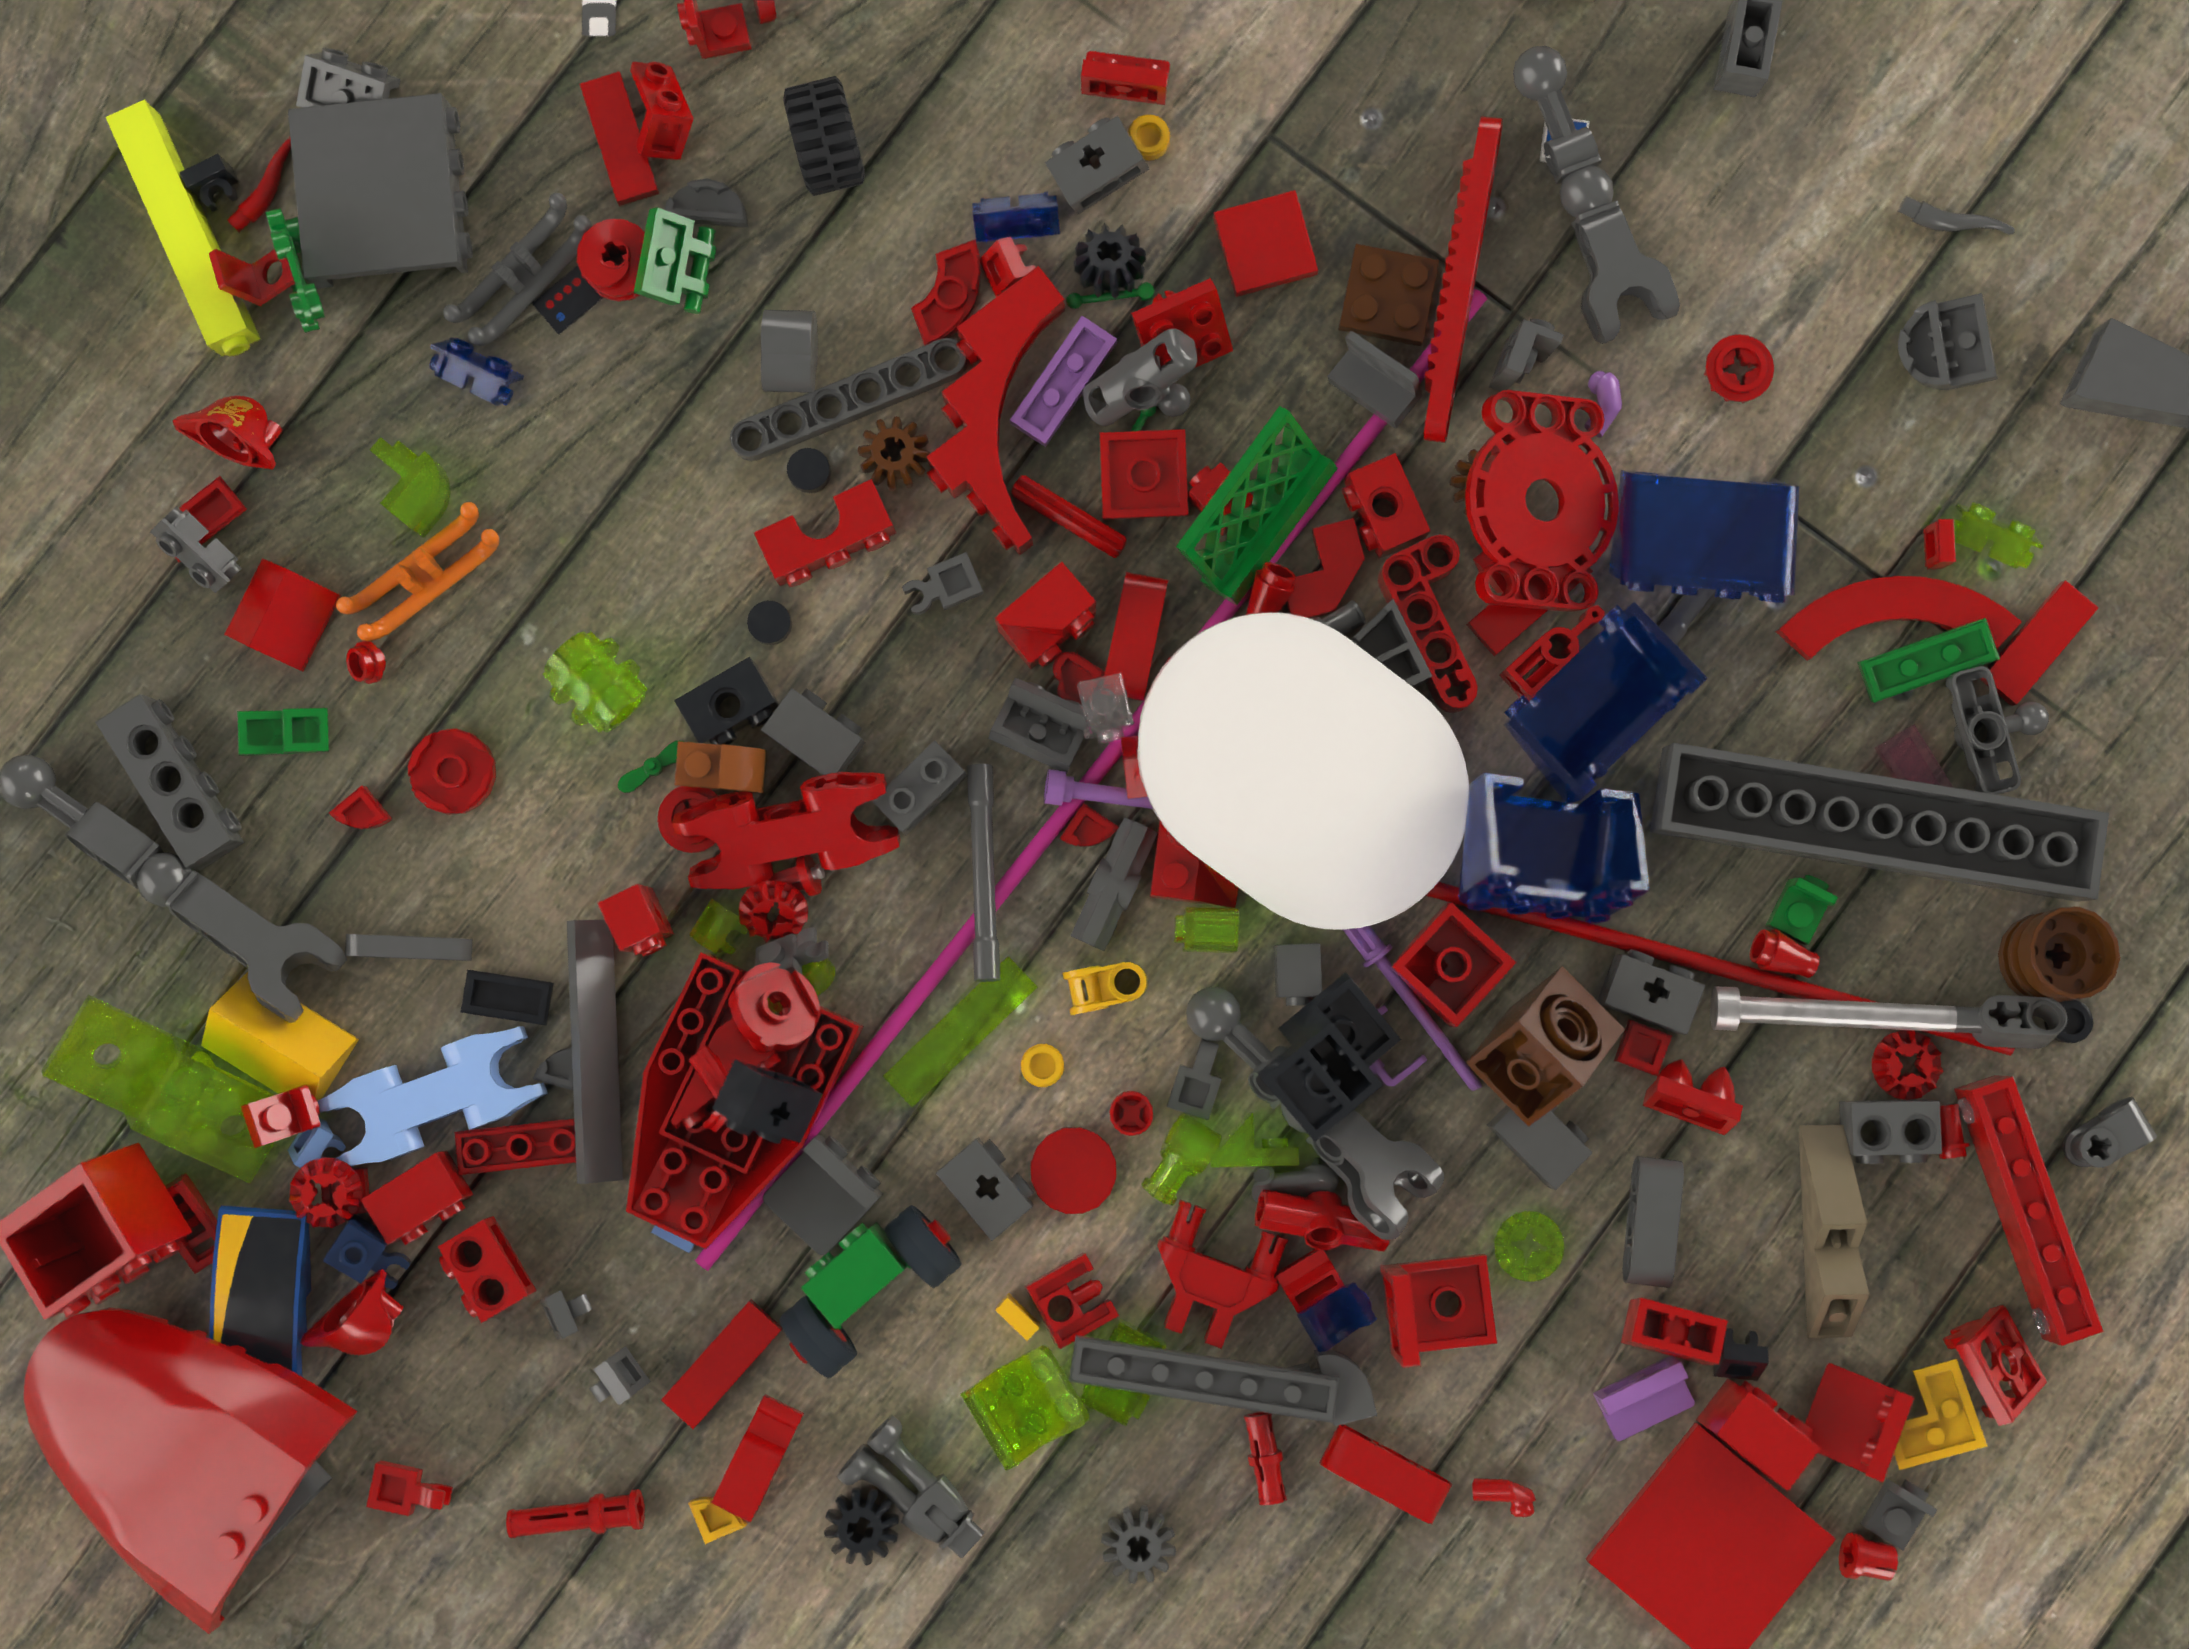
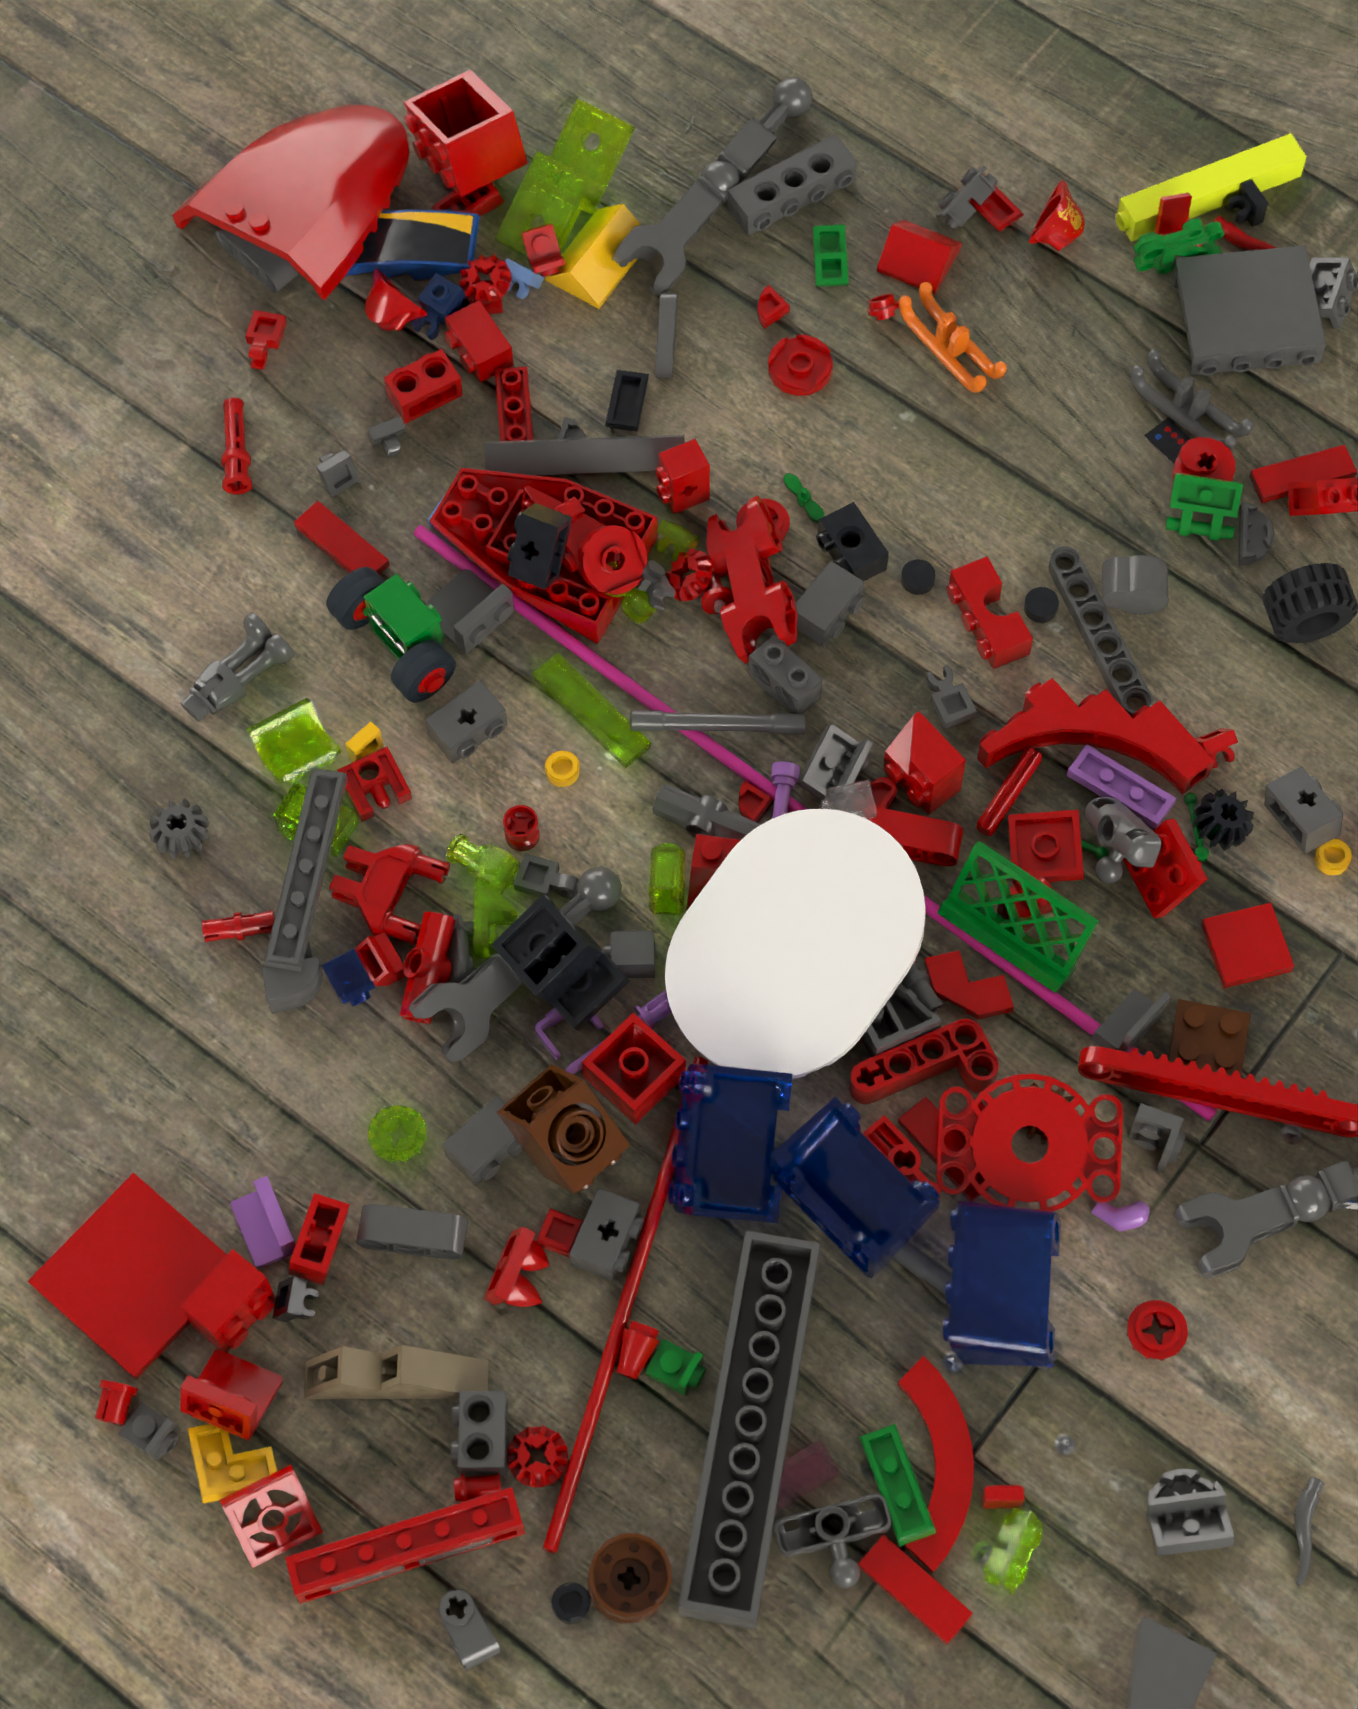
camera: 90 degrees right, 20 degrees down
(421, 493) = (1016, 340): clear neon green brick -> none
(459, 361) = (1117, 367): clear blue hinge -> none
(467, 1085) = (560, 372): light blue piece -> none
(588, 675) = (868, 449): clear neon green piece -> none
(713, 1520) = (226, 539): yellow tile -> none
(720, 767) = (801, 537): dark orange brick -> none
(757, 1458) = (266, 563): red piece -> none
(874, 1538) = (211, 634): black gear -> none
(878, 452) = (1056, 660): reddish brown gear -> none
(952, 295) = (1192, 709): red tile -> none
(1033, 217) = (1254, 741): clear blue hinge -> none
(1073, 1170) = (477, 789): red tile -> none
(1101, 987) = (624, 807): yellow piece -> none
(1271, 589) = (948, 936): red cone -> none
(1385, 481) = (1039, 1015): red brick -> none
(1385, 1473) = (219, 1015): red beam -> none
(1411, 1309) = (346, 1028): red bracket -> none
(1505, 1491) = (198, 1104): red arm -> none
(1730, 1008) = (591, 1300): flat silver piece -> none

